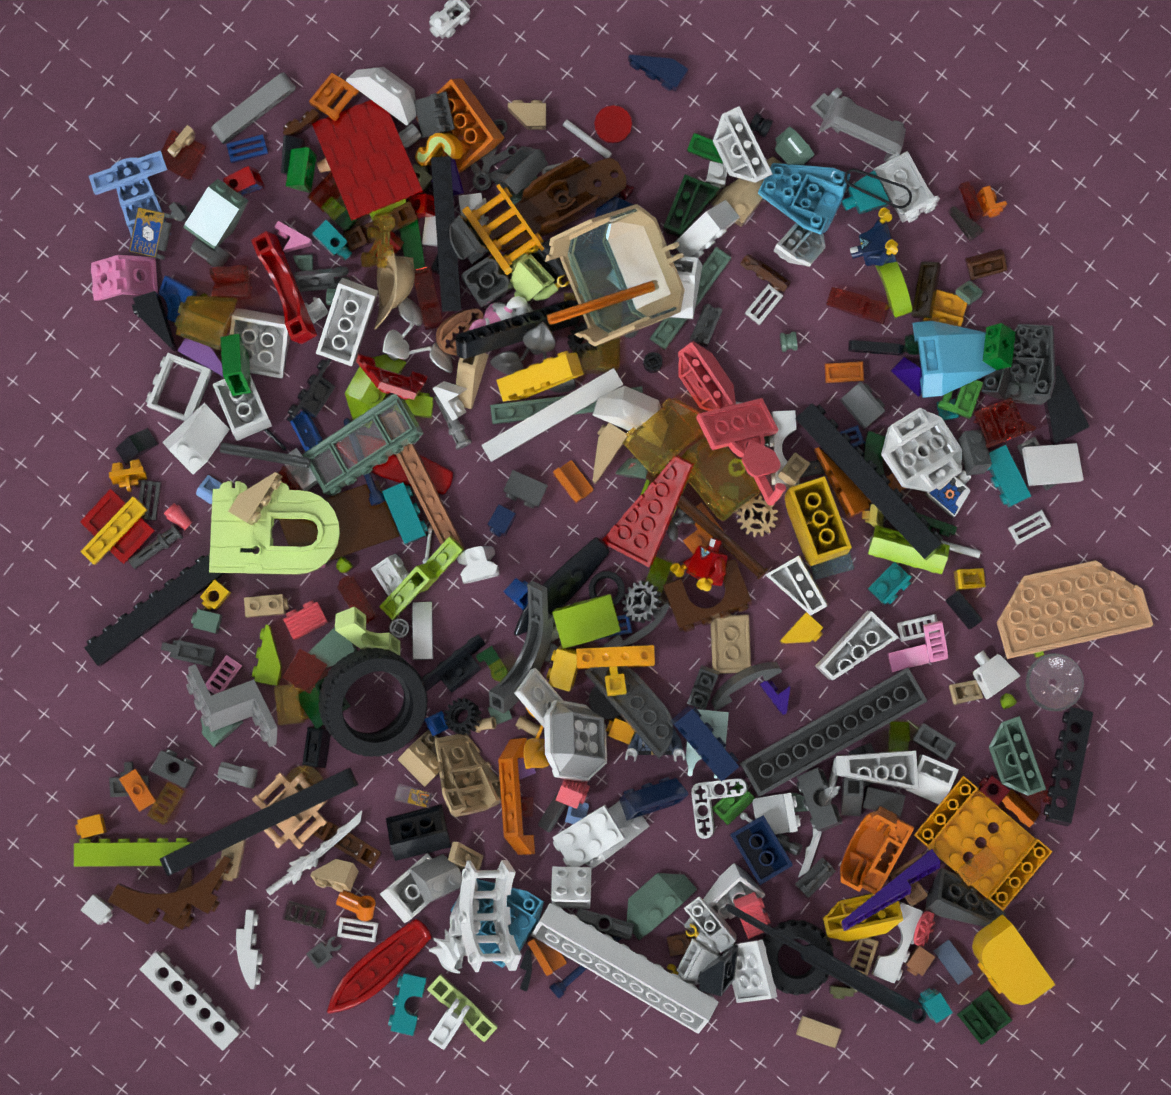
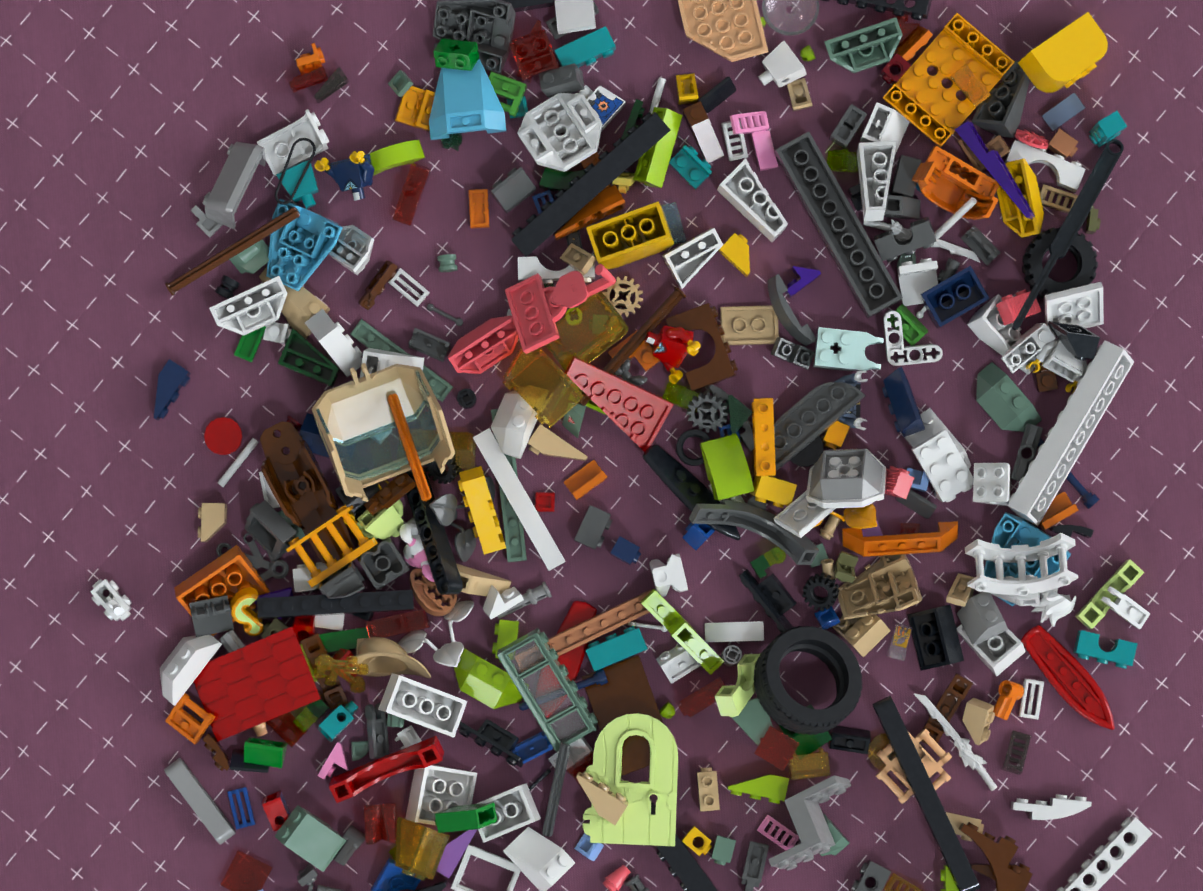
camera: 90 degrees left, 0 degrees up
(185, 138) = (230, 870): tan plate -> none
(241, 775) = (878, 814): light grey piece -> none
(305, 620) = (723, 749): coral brick -> none
(321, 954) = (1055, 734): dark grey plate -> none
(392, 382) = (486, 659): red wing -> none
(487, 741) = (845, 567): none -> olive bracket
(550, 441) = (544, 502): none -> red tile
(555, 285) = (390, 493): none -> reddish brown hinge
(615, 683) = (789, 438): yellow plate -> none
(639, 631) = (738, 414): none -> clear green slope
(703, 741) = (850, 350): dark blue wedge -> none
(730, 354) = (430, 307): none -> dark grey hinge
(797, 128) = (232, 250): none -> reddish brown axle
(818, 1031) = (1131, 244): tan slope -> none
(842, 850) = (955, 217): none -> white bar
(875, 347) = (454, 180): black beam -> none
(909, 374) = (482, 144): dark purple slope -> none
(924, 596) = (703, 132): none -> slope
(926, 290) = (397, 125): dark brown tile -> none
(984, 1016) = (1116, 82): dark green slope -> none
(986, 264) = (371, 66): reddish brown slope -> none
(1015, 534) = (642, 43): white tile -> none

